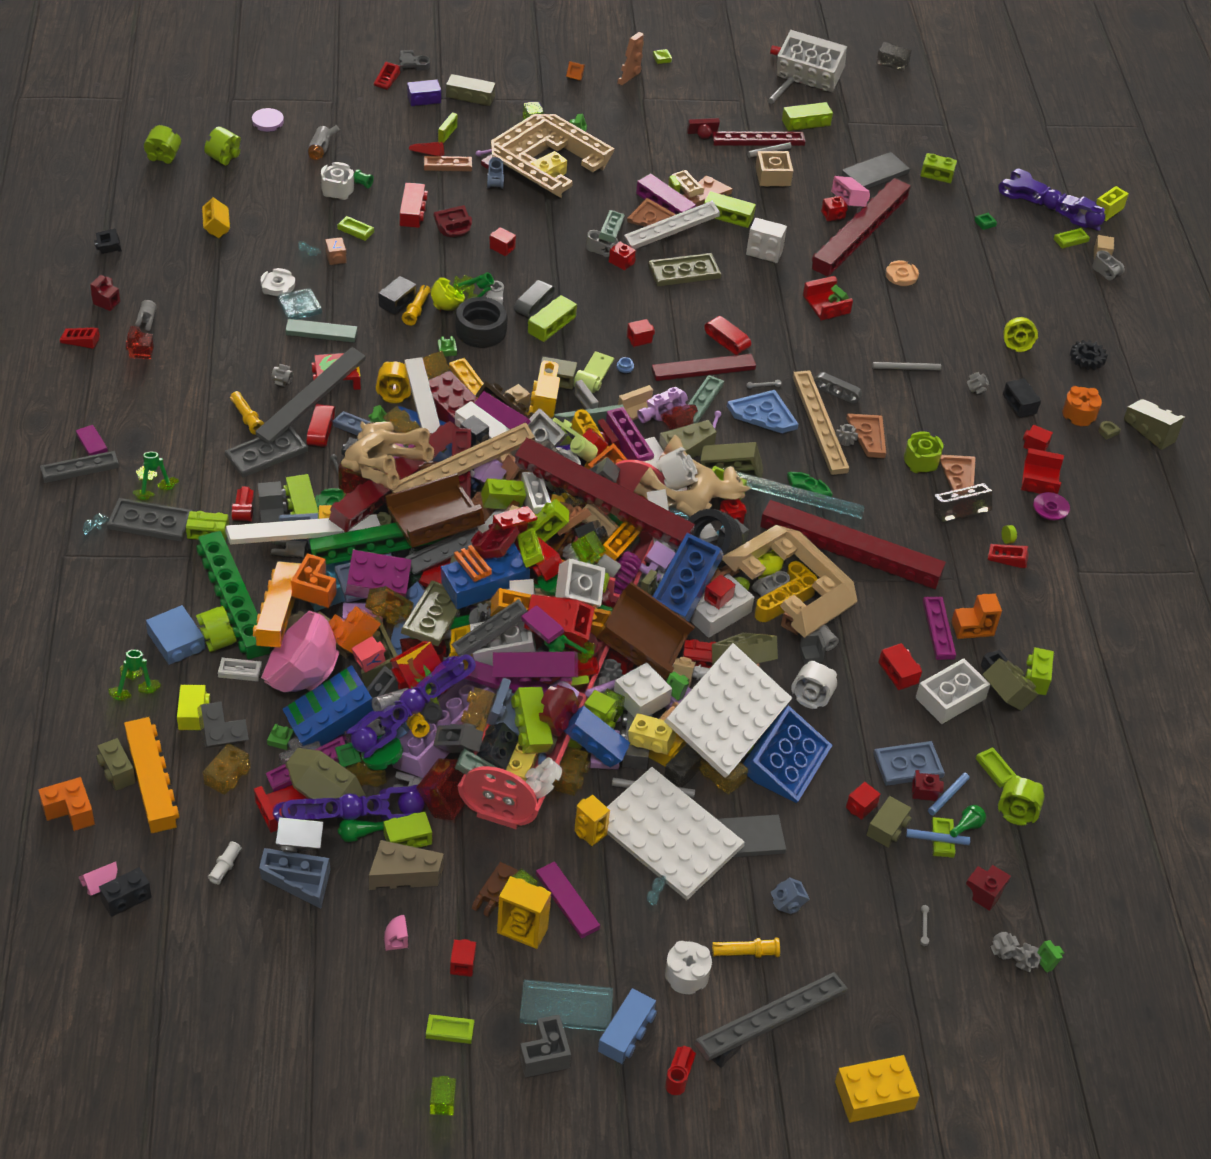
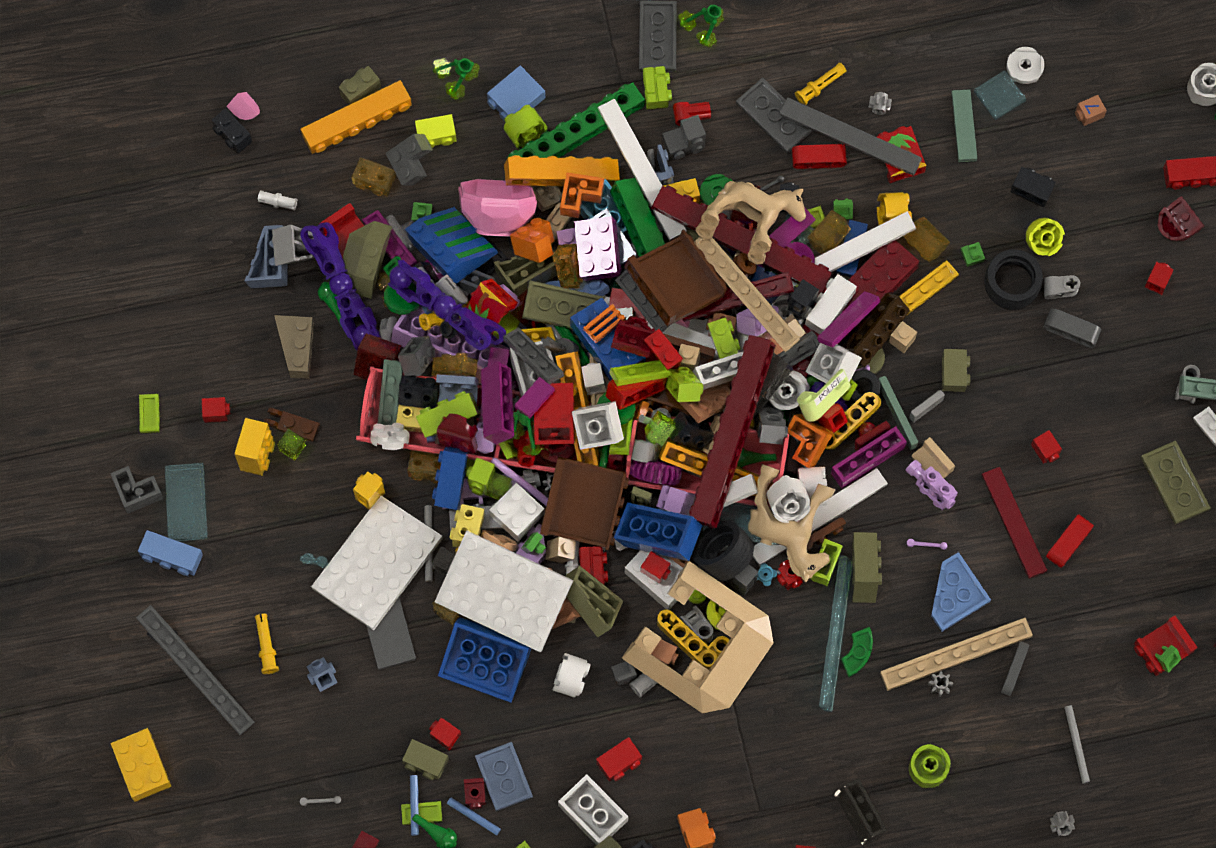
camera: 85 degrees right, 25 degrees up
(67, 799) = (315, 63): orange brick -> none
(239, 671) = (493, 175): white tile -> none
(300, 495) = (708, 162): lime brick -> none
(311, 250) = (1088, 86): clear light blue piece -> none
(349, 423) = (827, 192): sand blue tile -> none
(355, 228) = (1141, 122): lime tile -> none
(369, 654) = (508, 261): coral brick -> none
(396, 934) = (234, 352): bright pink brick -> none
(409, 830) = (331, 339): lime brick -> none
(414, 308) = (1019, 209): yellow pin -> none
(442, 1095) = (84, 418): clear neon green brick -> none
(467, 284) = (1063, 267): plant -> none
(545, 389) = (908, 361): yellow brick -> none
(552, 318) = (1044, 351): lime brick -> none
(568, 899) = (292, 486): magenta tile -> none
(594, 371) = (968, 408): yellowish green door -> none
(622, 256) = (1172, 410): red brick -> none
(625, 365) = (992, 439): medium blue plate -> none
(679, 416) = (915, 504): clear red brick -> none
(680, 1070) = (137, 602): red piece -> none
(688, 967) = (228, 586): white brick -> none
(692, 437) = (882, 517): olive wedge -> none
(705, 396) = (960, 526): sand green tile -> none
(777, 383) = (1011, 604): light grey hinge -> none
(856, 545) = (776, 701): dark red brick -> none
(870, 433) = (951, 709): nougat wing -> none
(939, 628) = (685, 798): magenta tile -> none
(958, 470) = (913, 810): nougat wing -> none

